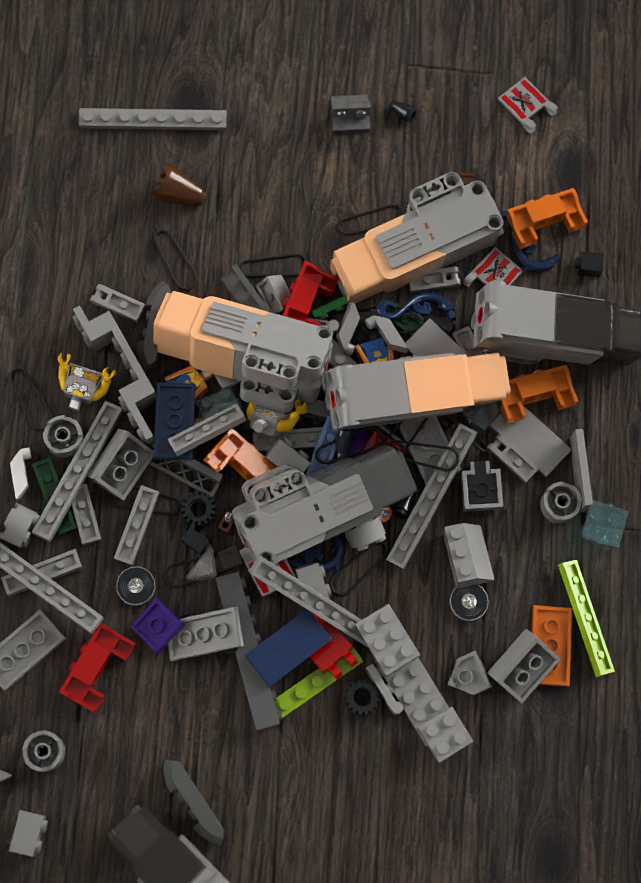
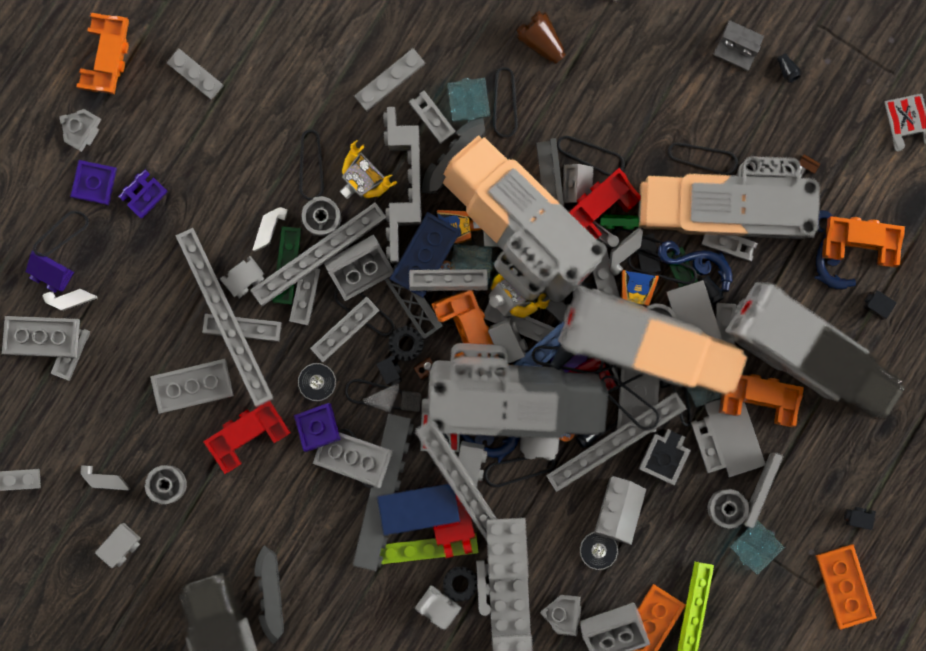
camera: 35 degrees right, 10 degrees up
(62, 290) = (389, 79): none -> light grey plate
(141, 272) = (468, 99): none -> clear light blue plate
(354, 728) = (438, 607): none -> light grey brick
(388, 332) = (658, 273): light grey piece -> none
(494, 268) = (788, 266): flag -> none

